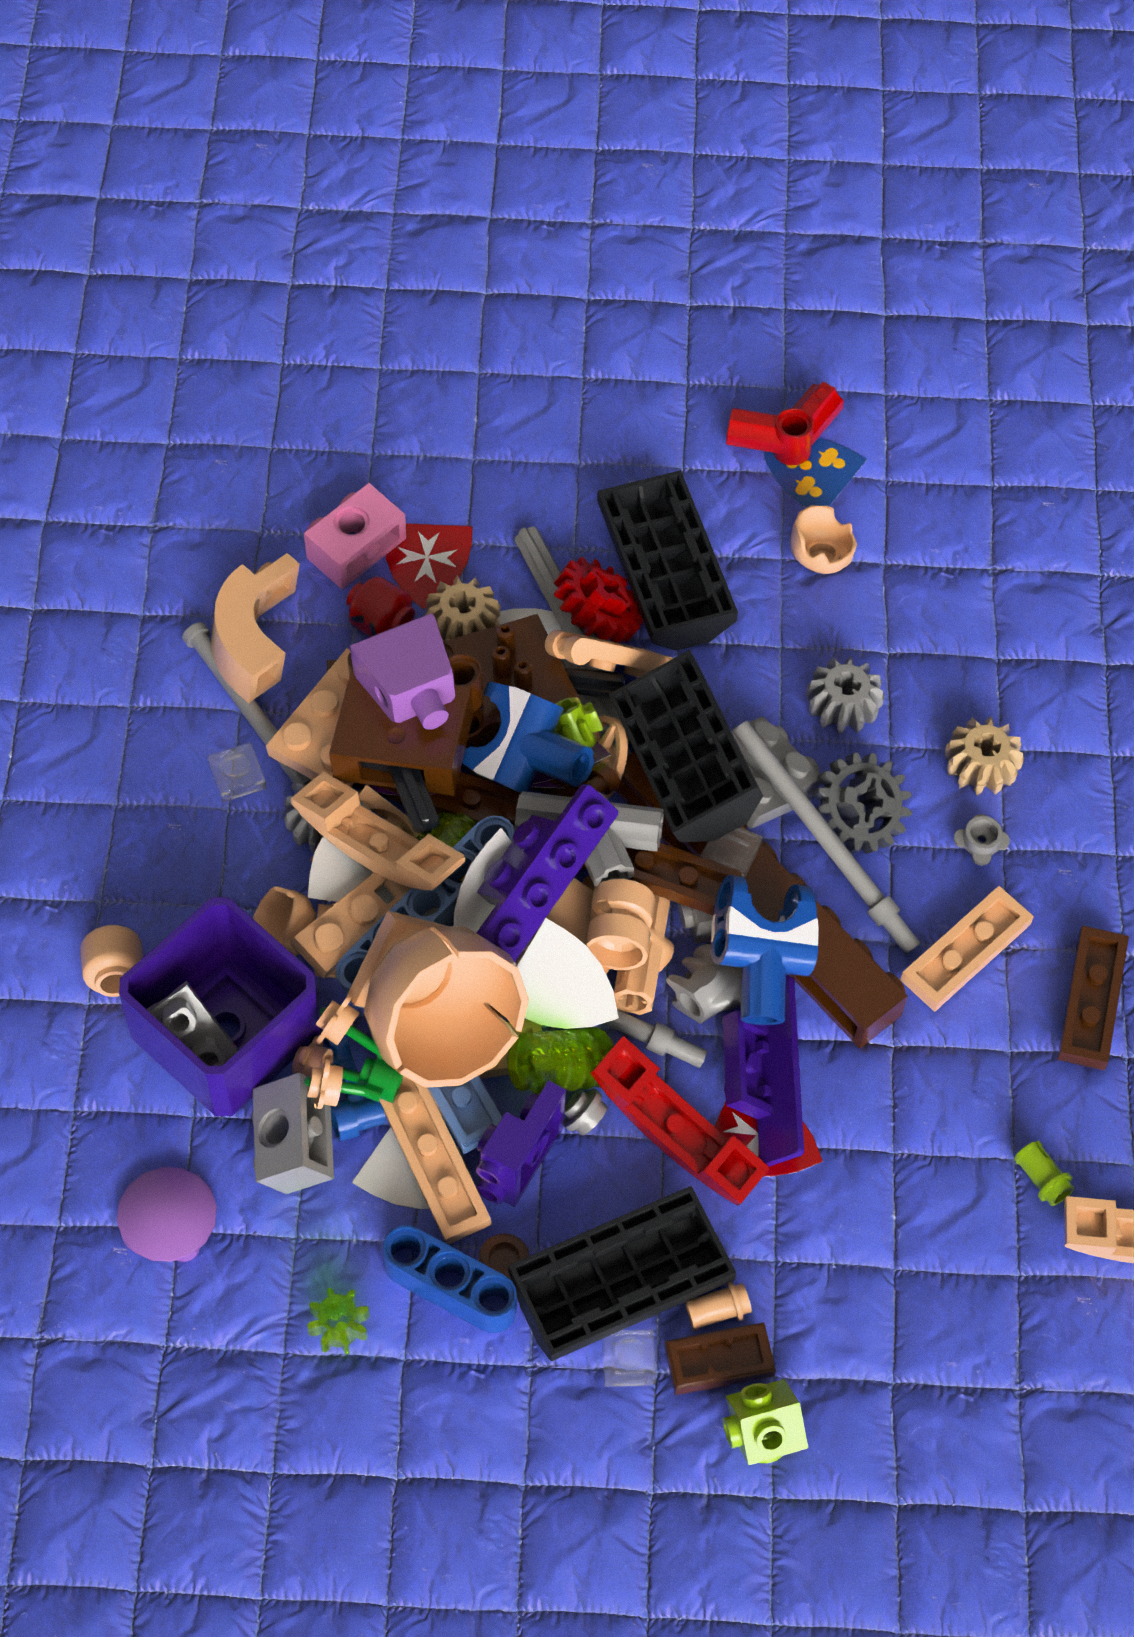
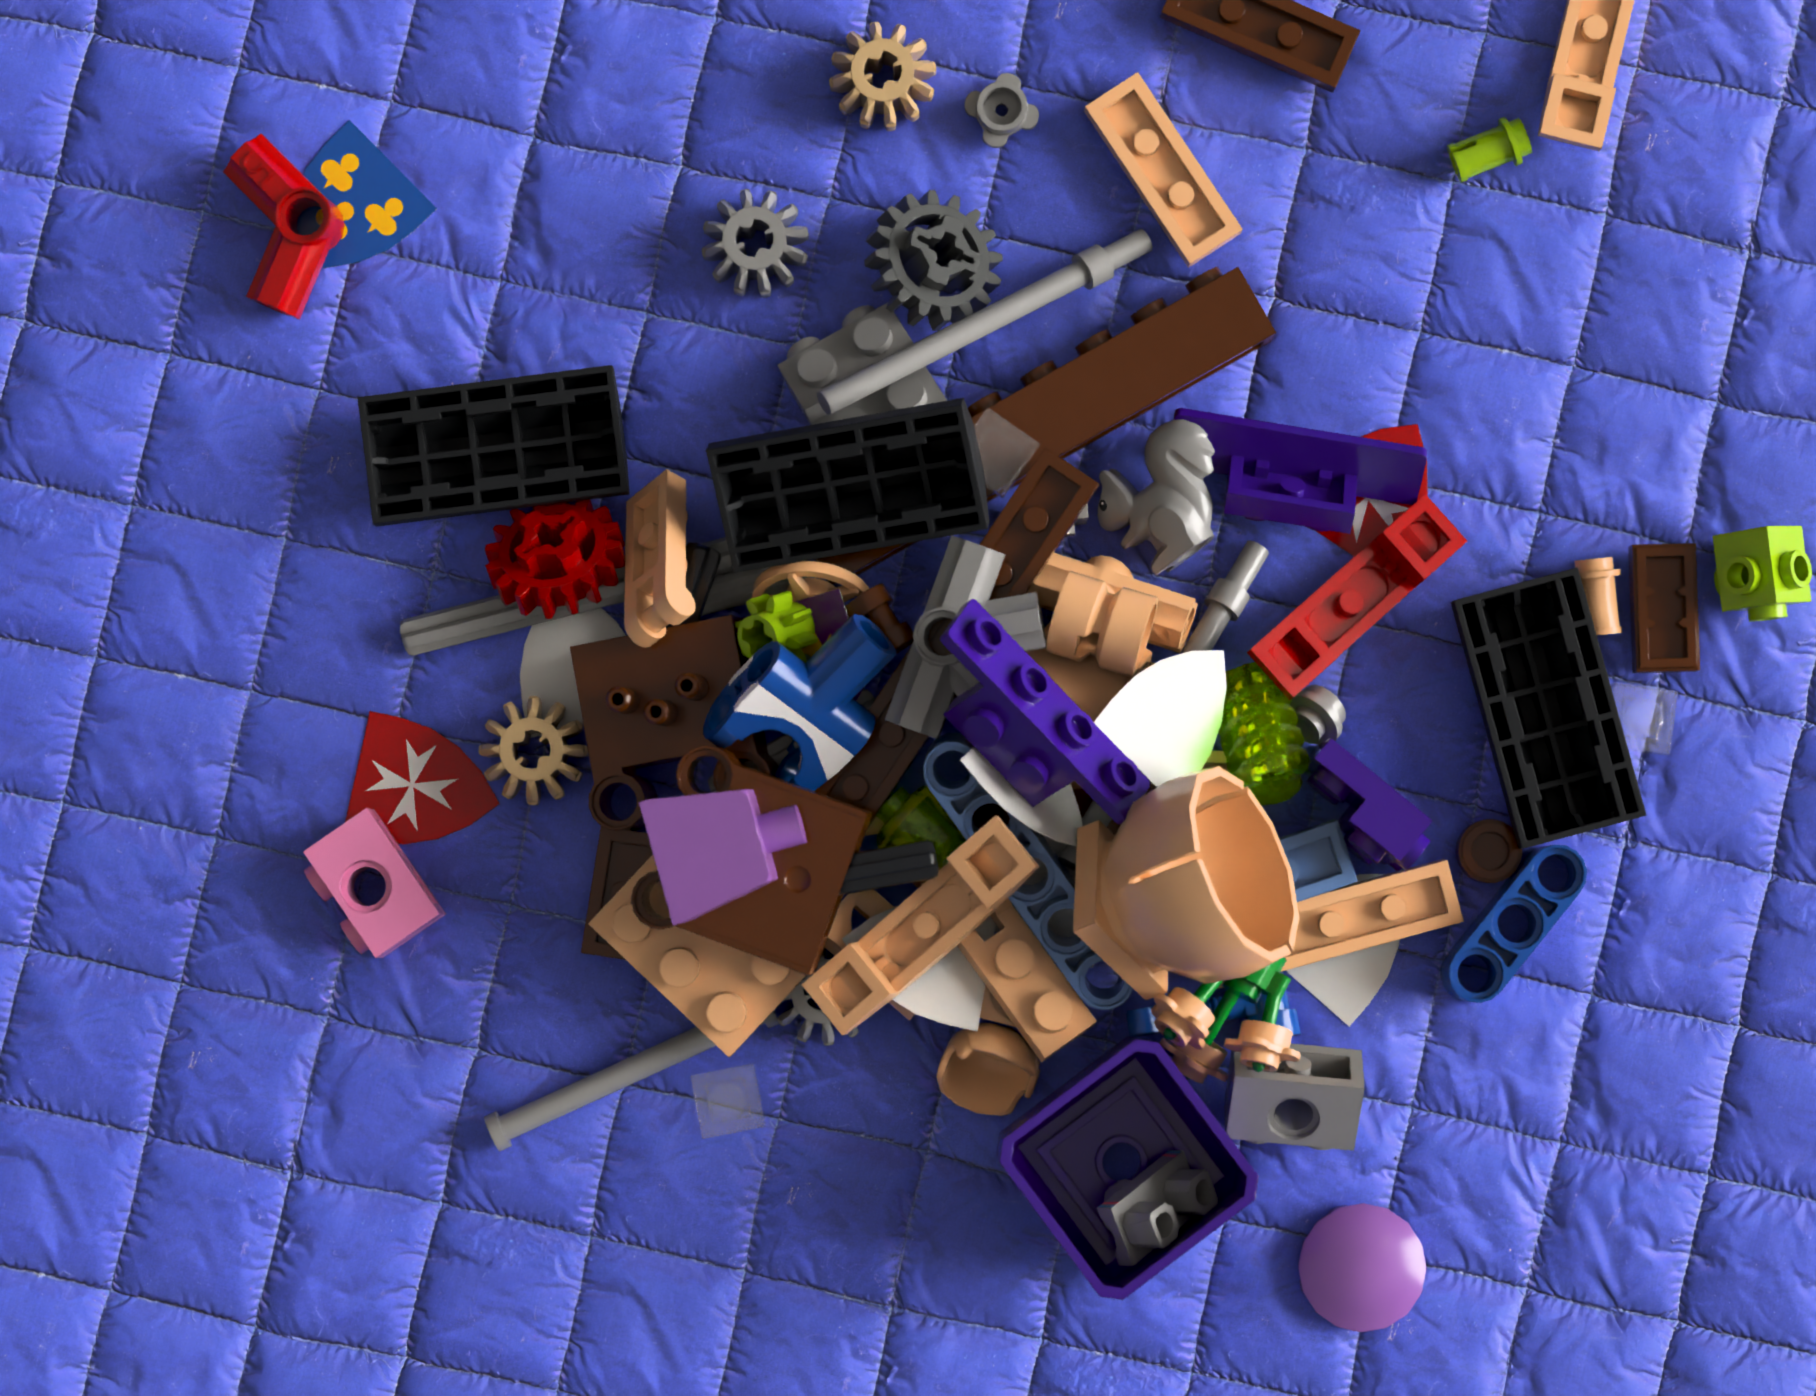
camera: 80 degrees left, 25 degrees up
(107, 956) = (999, 1301): light nougat head -> none
(239, 647) = (531, 1078): light nougat arch -> none
(333, 1308) = (1528, 1074): clear neon green gear -> none
(378, 606) = (504, 866): red head -> none
(764, 947) = (1162, 438): blue connector -> none
(822, 541) = (500, 217): light nougat hair -> none

